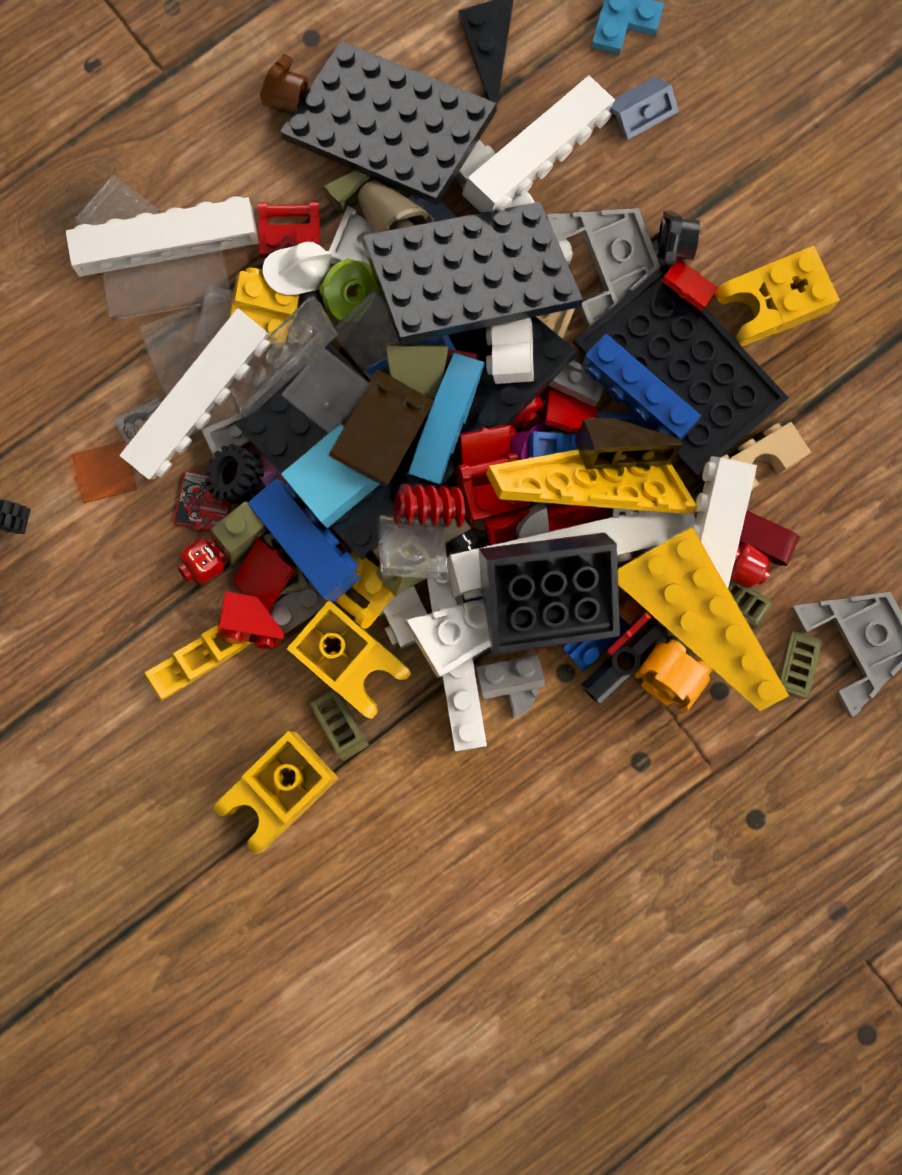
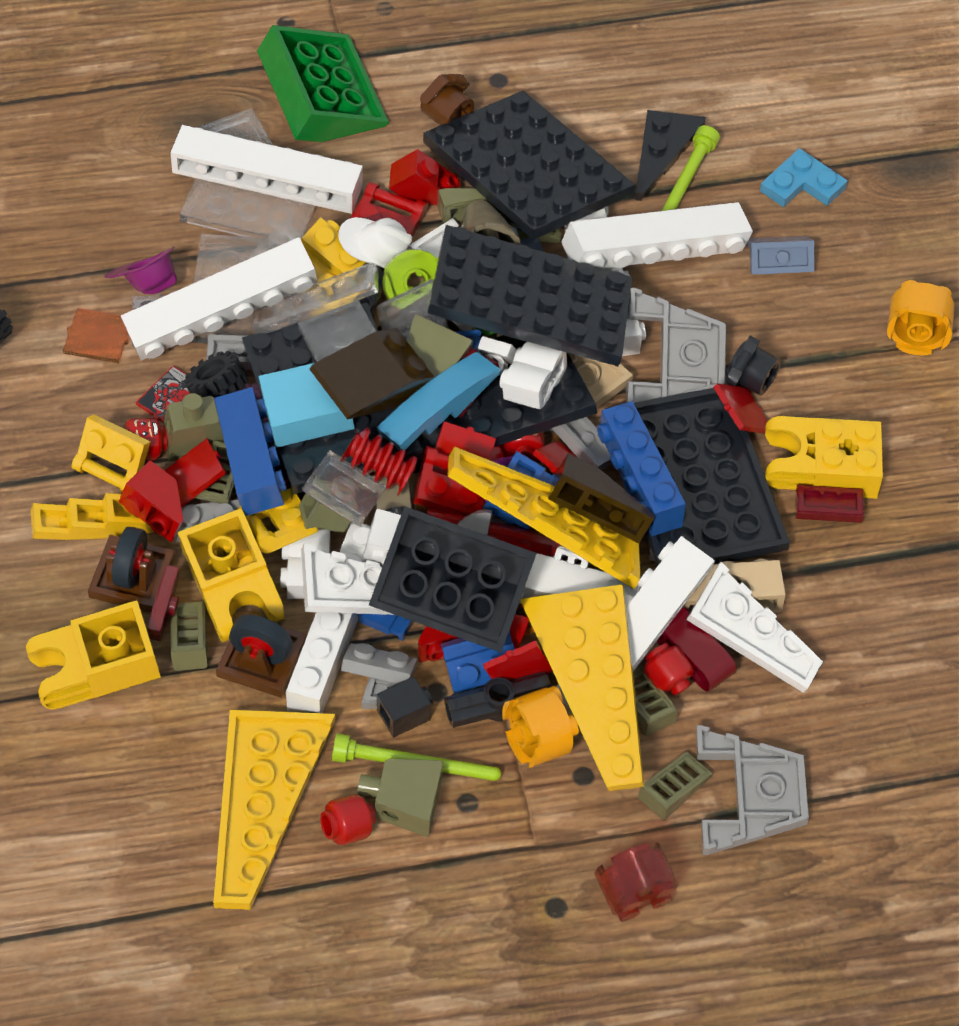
camera: 25 degrees right, 25 degrees down
(112, 391) = (148, 274): none -> magenta piece
(160, 119) = (320, 83): none -> green slope
(184, 584) = (113, 445): none -> yellow plate
(262, 693) = (130, 570): none -> reddish brown plate
(302, 179) = (420, 177): none -> red slope
(307, 711) = (164, 604): none -> dark red plate
(410, 716) = (260, 654): none -> plate
(471, 339) = (498, 351): none -> white tile
(473, 829) = (264, 780): none -> yellow wing
(523, 19) = (704, 141): none -> lime piece
(524, 766) = (348, 749): none -> lime piece
(552, 706) = (404, 706): none -> black brick
(559, 833) = (347, 819): none -> red head
(593, 785) = (405, 793): none -> olive torso
(795, 120) = (921, 317): none -> light orange brick
(798, 339) = (829, 503): none -> dark red plate
(799, 498) = (744, 625): none -> white wing
(819, 777) = (637, 880): none -> clear red brick

